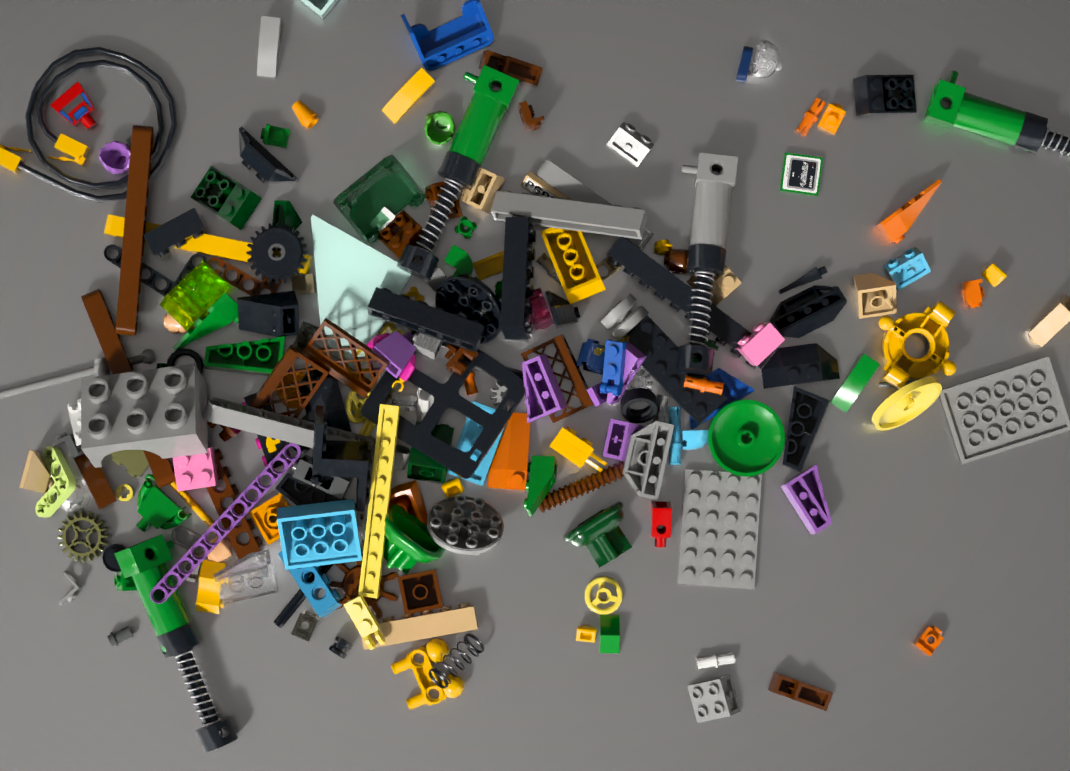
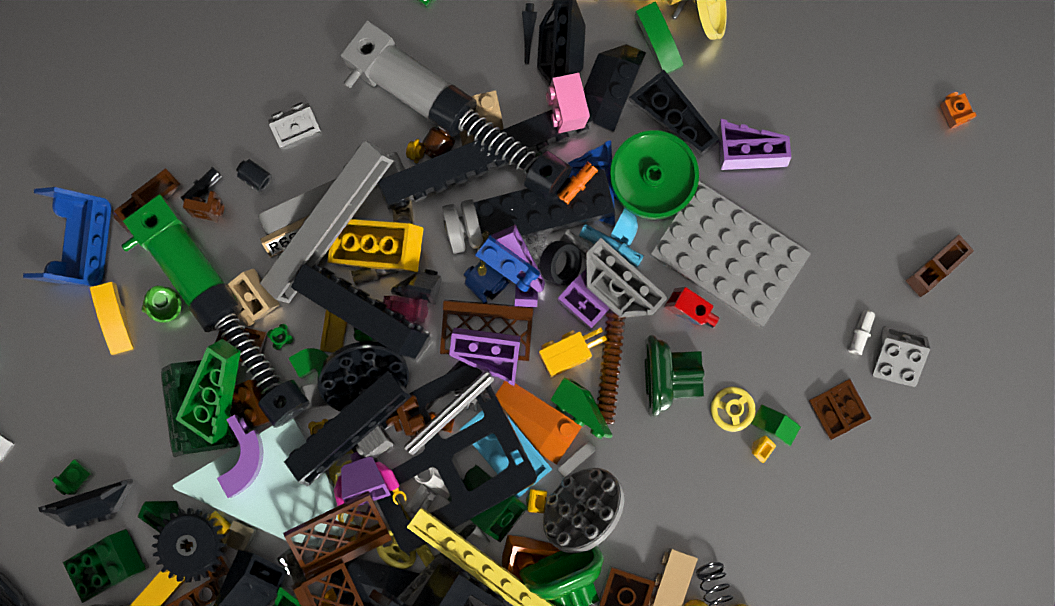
camera: 65 degrees left, 5 degrees down
(306, 116) = (69, 434): light orange cone -> none
(364, 261) = (249, 462): none -> medium lavender arch
(395, 204) = (211, 392): none -> green wedge
(480, 386) = (449, 412): none -> light grey axle
(499, 499) = (576, 459): none -> light grey beam
(544, 102) = (202, 185): none -> black pin
(574, 136) = (253, 175): none -> black brick
(648, 675) = (840, 409): none -> reddish brown slope

